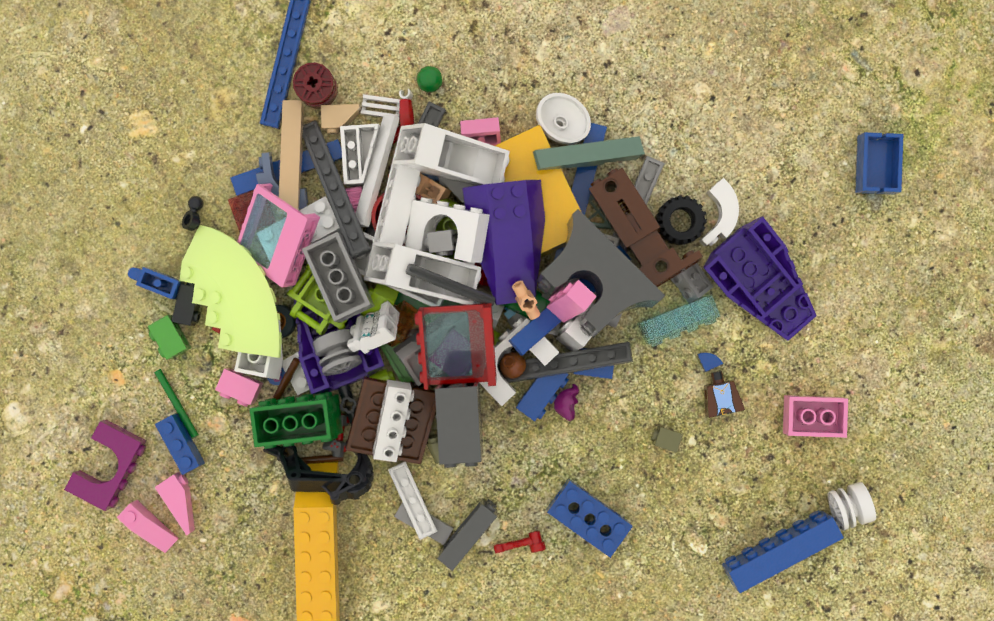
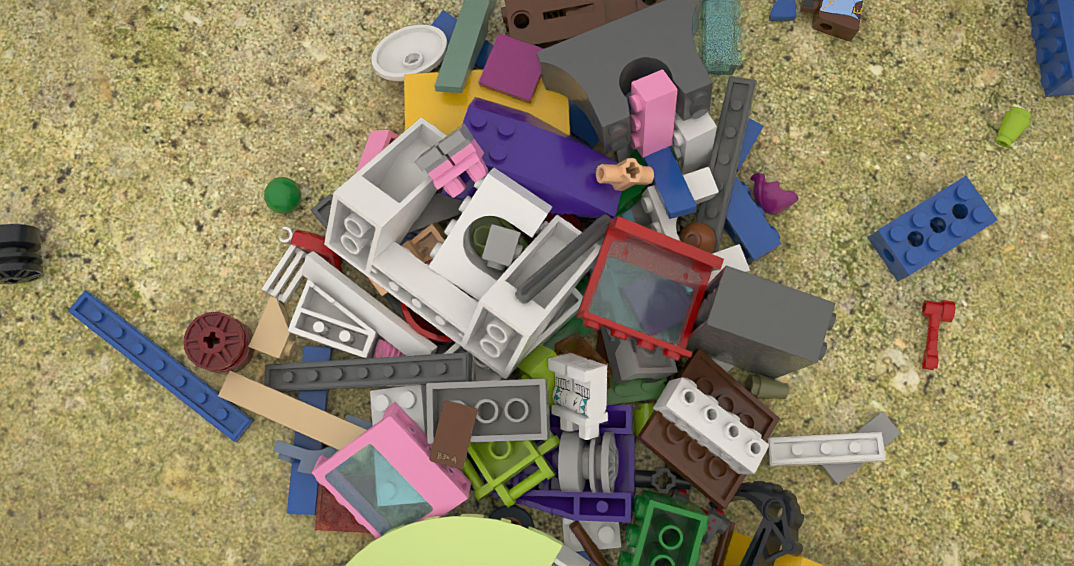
camera: 70 degrees left, 10 degrees down
(313, 262) = (453, 434): none -> reddish brown sticker
(467, 534) = (900, 391): dark grey piece -> none
(481, 186) = (452, 157): none -> hips
(572, 194) = (512, 69): none -> magenta tile
(666, 438) = (864, 94): olive brick -> none
(686, 547) = (1012, 126): none -> lime cone

